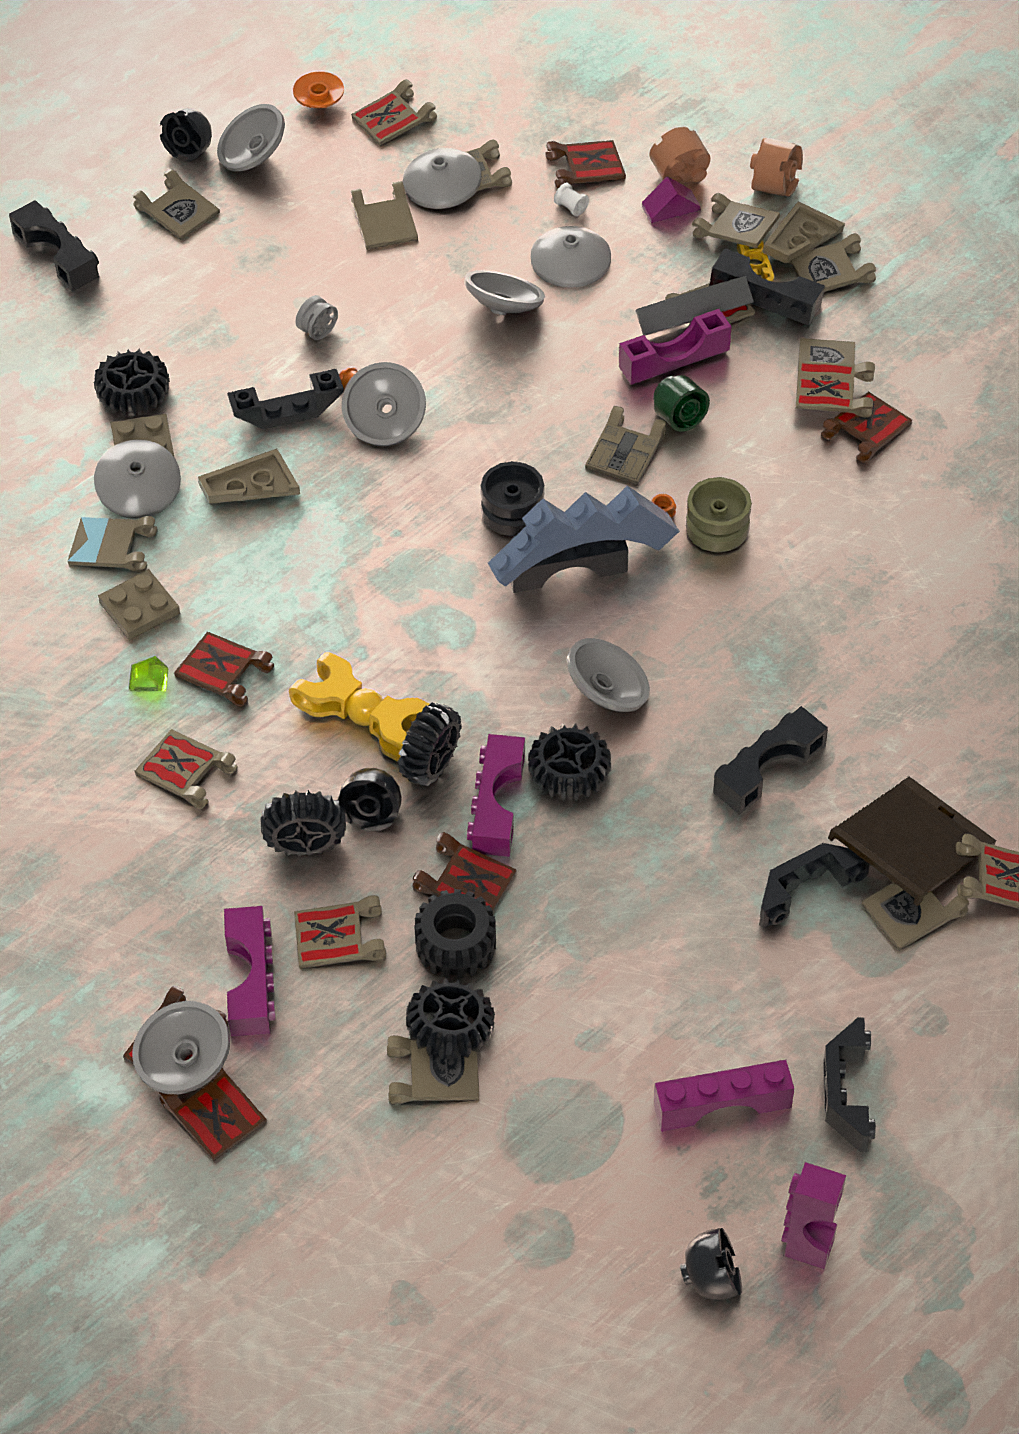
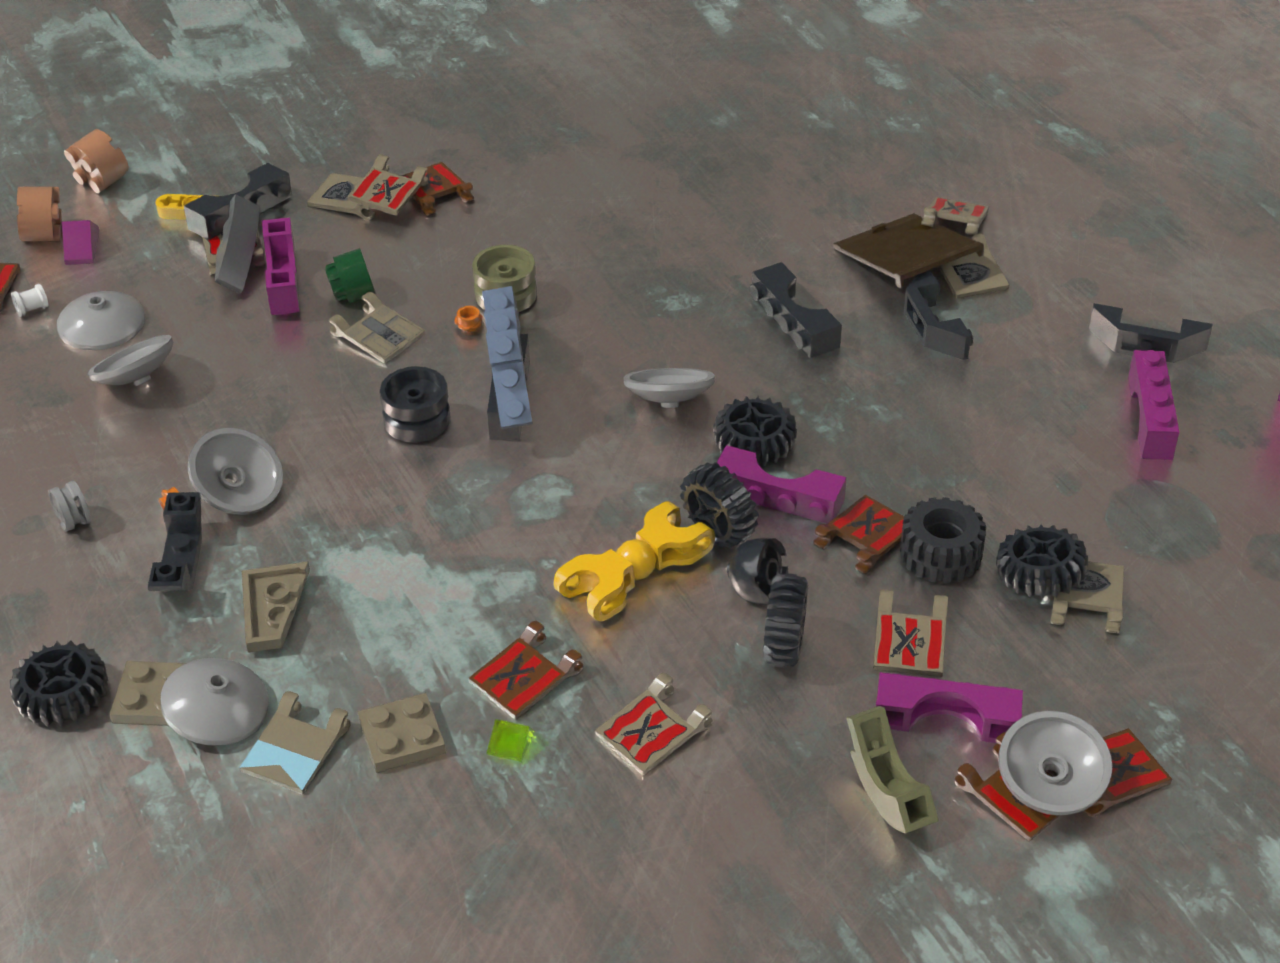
camera: 75 degrees left, 10 degrees down
(155, 938) = (894, 792): none -> olive arch
(737, 222) = (142, 204): dark tan flag -> none
(801, 232) = (181, 171): dark tan wing -> none
(832, 266) = (229, 170): dark tan flag -> none

